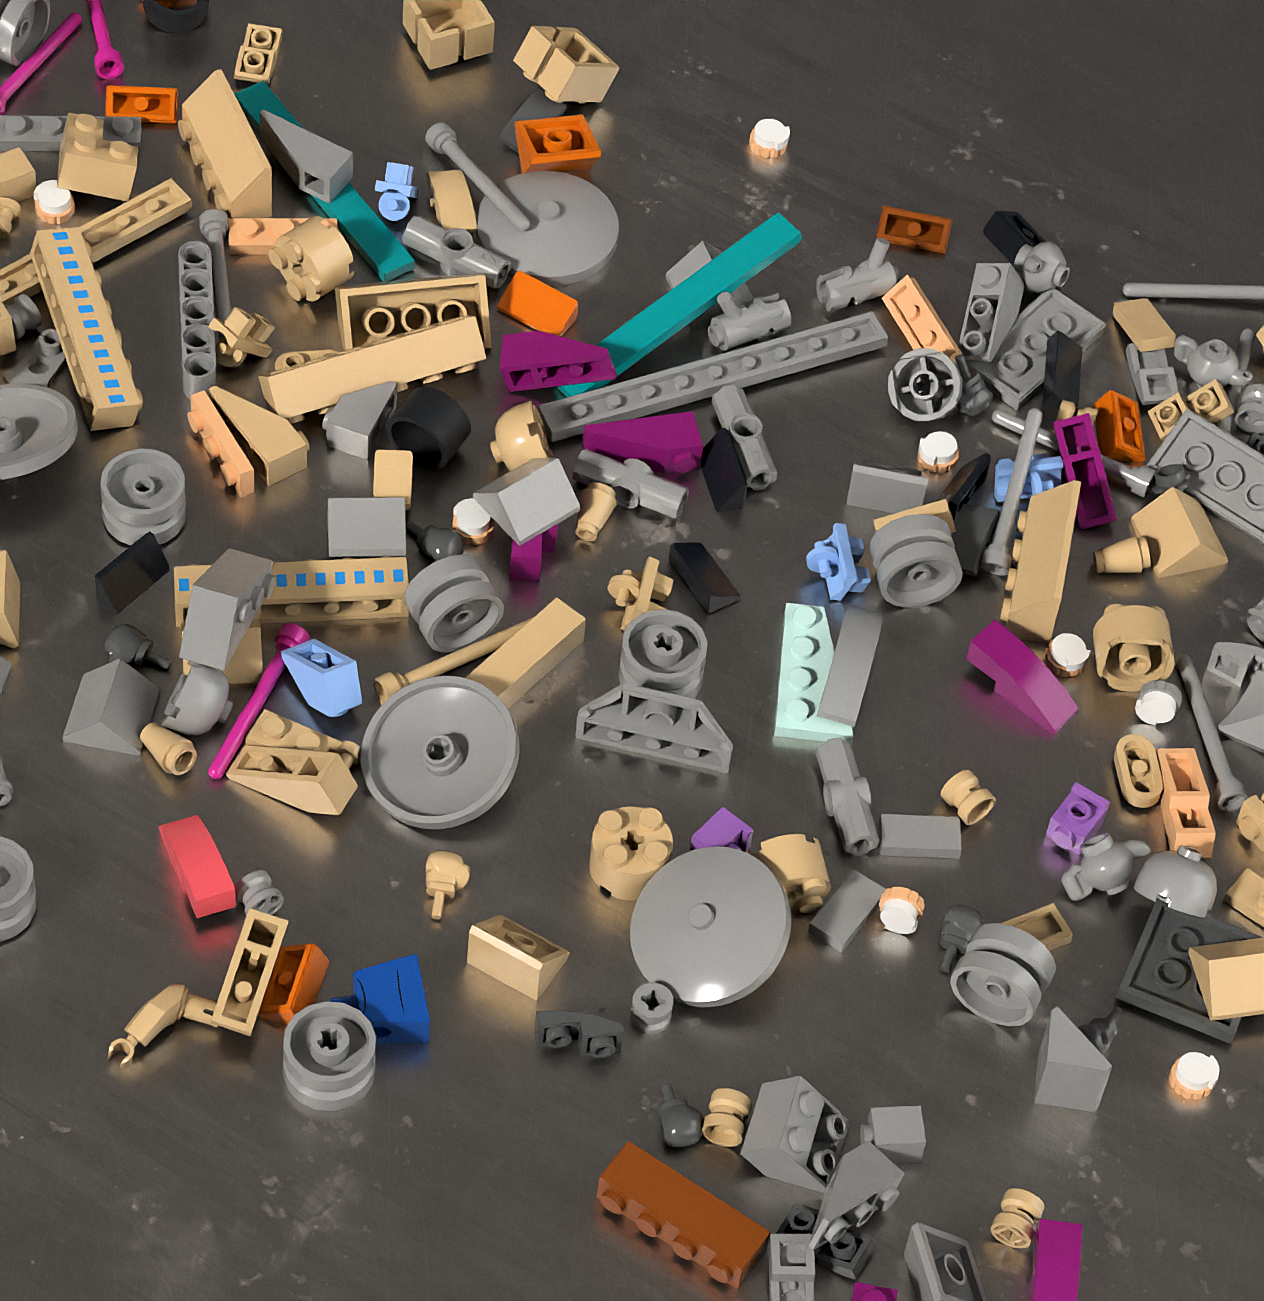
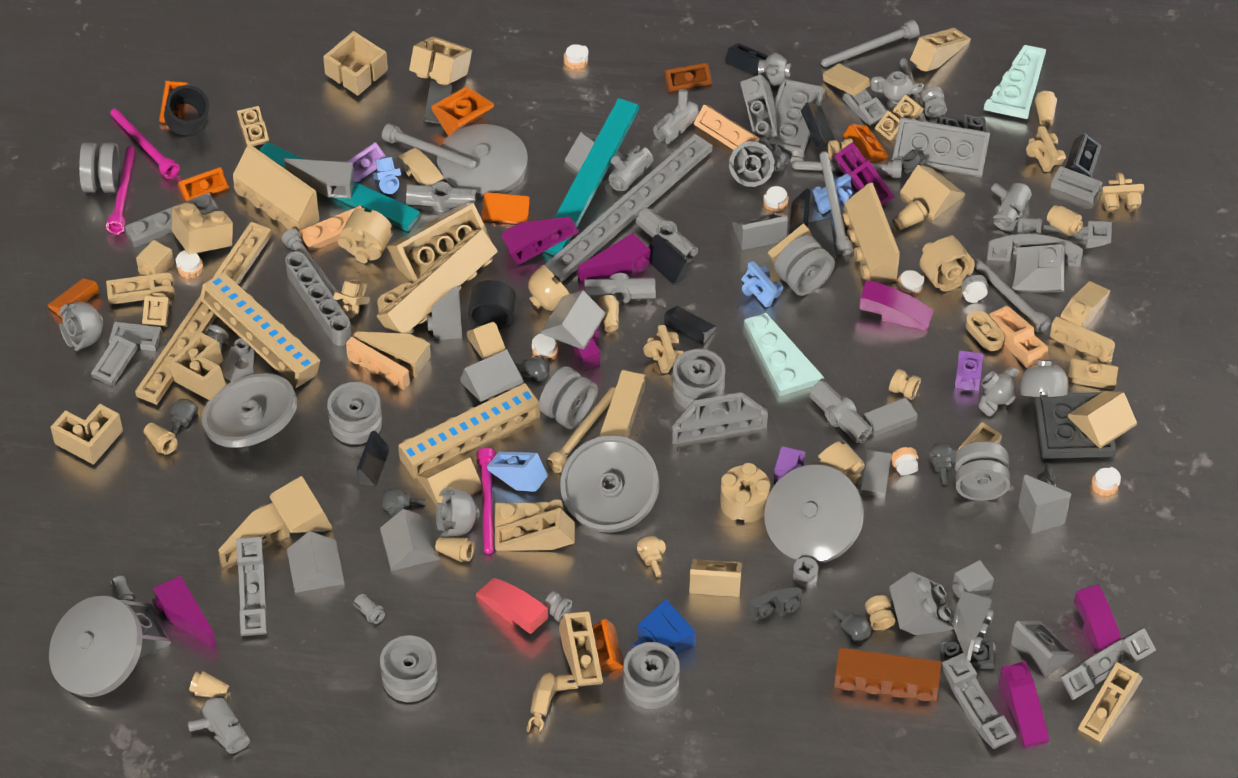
camera: 20 degrees left, 0 degrees up
(224, 607) = (450, 453): light grey wedge -> none
(371, 163) = (365, 163): none -> lavender slope
(850, 665) = (802, 337): light grey slope -> none
(1018, 1215) = (1060, 595): tan wheel -> none

